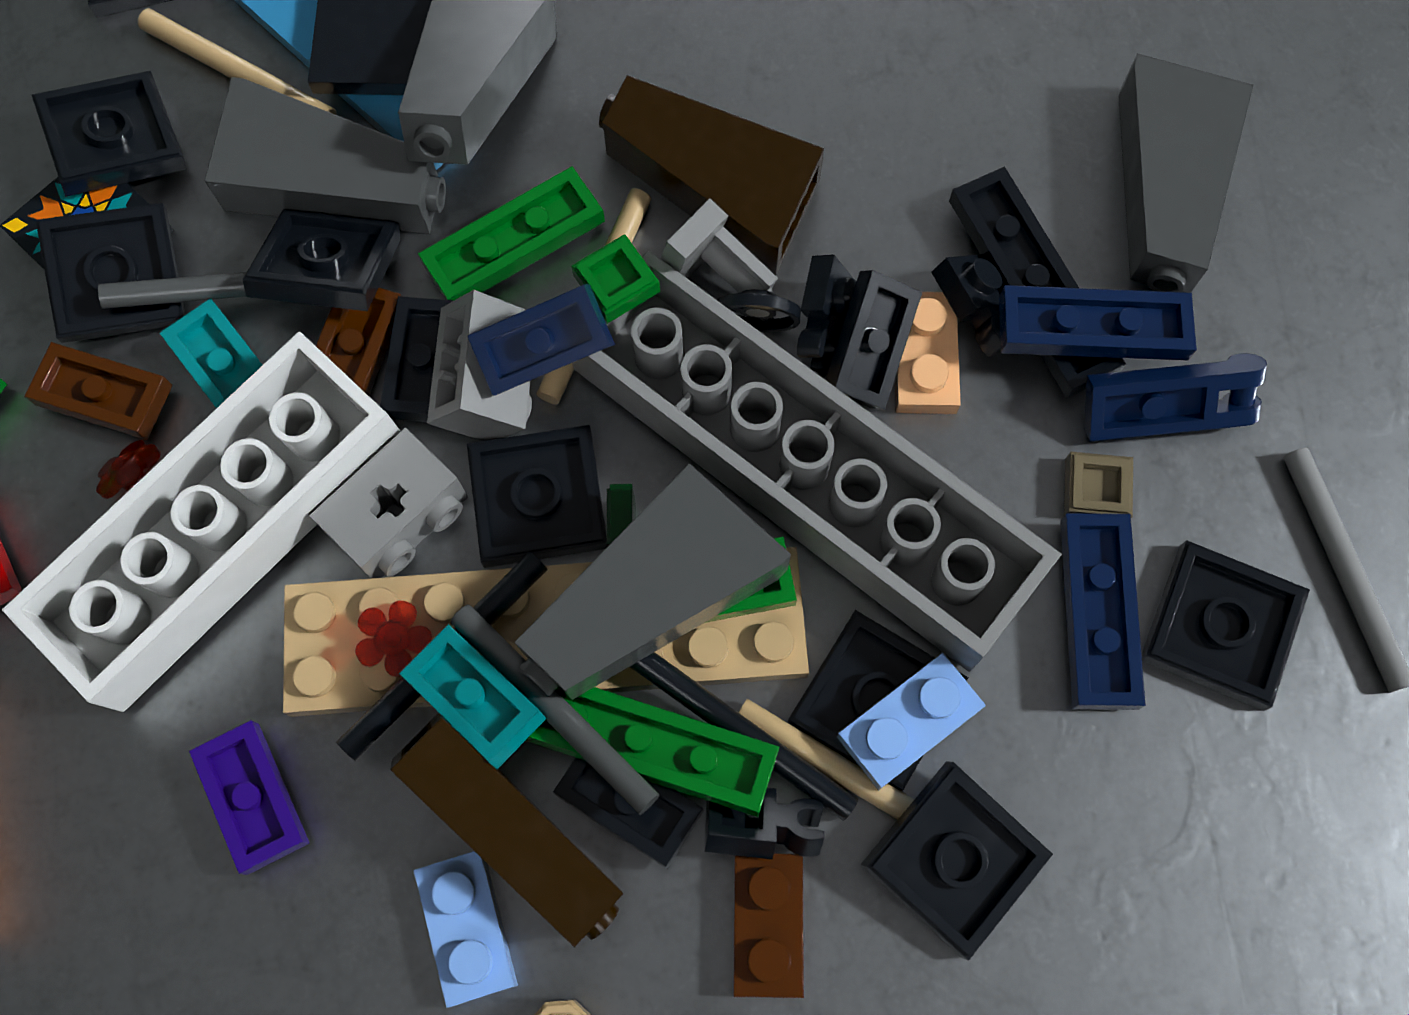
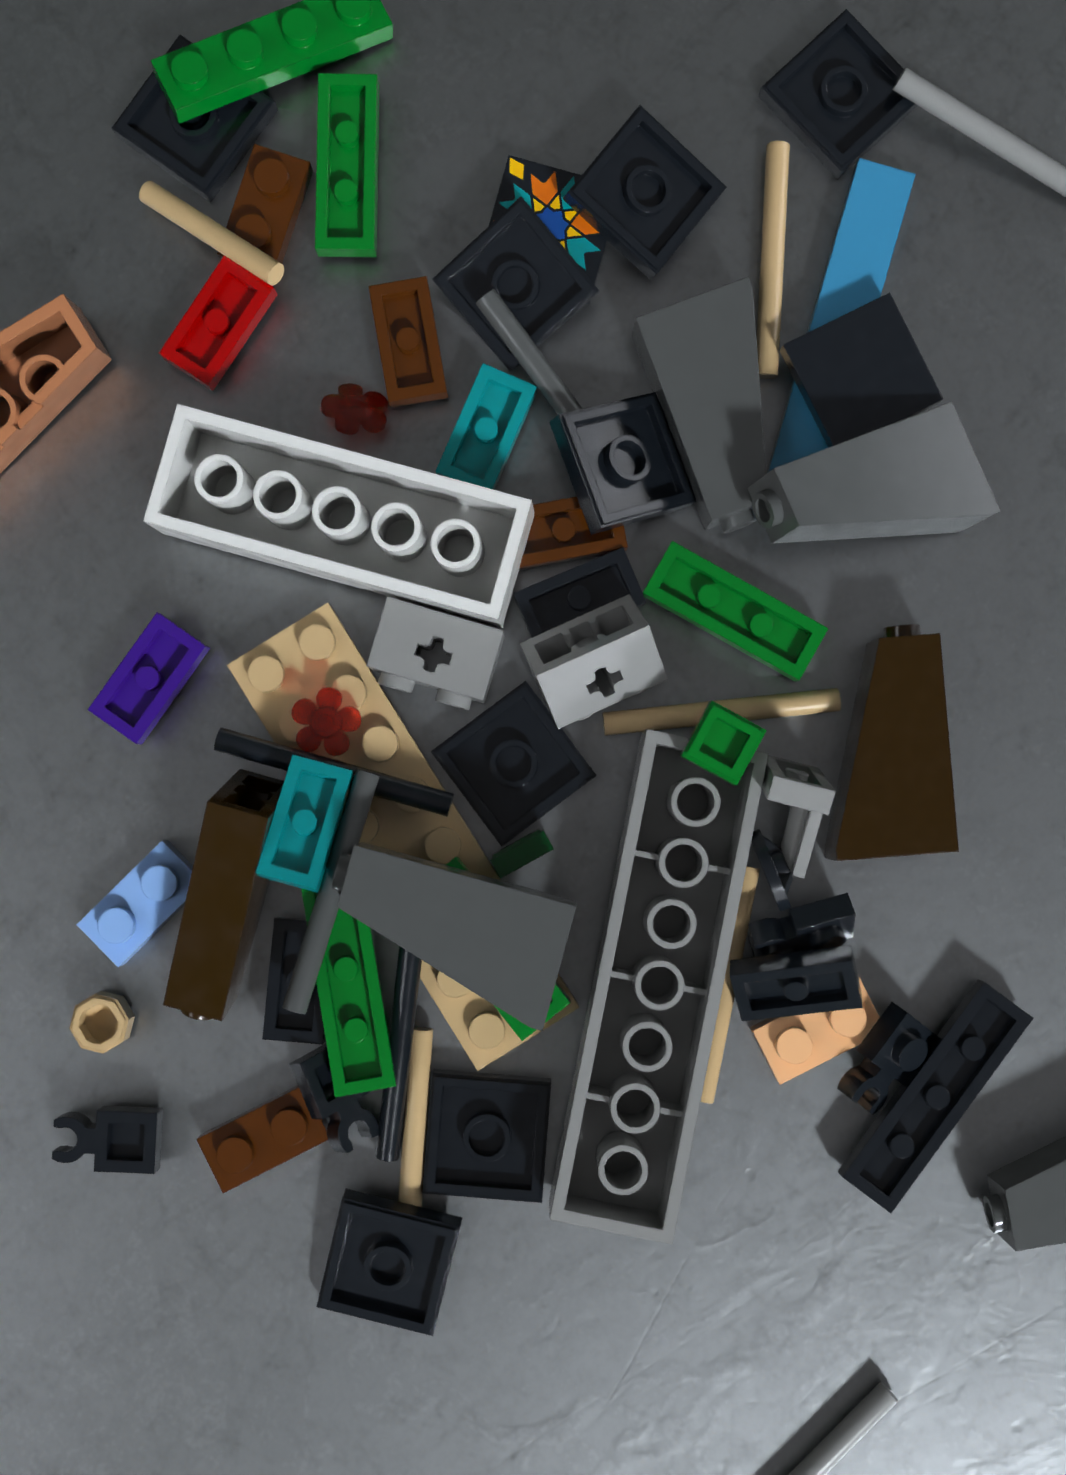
camera: 60 degrees right, 15 degrees up
(541, 339) = (629, 713): dark blue plate -> none
(910, 721) = (478, 1176): light blue plate -> none
(1097, 323) = (910, 1176): dark blue plate -> none
(1098, 484) = (768, 1235): dark tan tile -> none
(1102, 612) = (655, 1288): dark blue plate -> none
(1174, 398) = (880, 1270): dark blue plate -> none
(1225, 625) = (700, 1393): black tile -> none

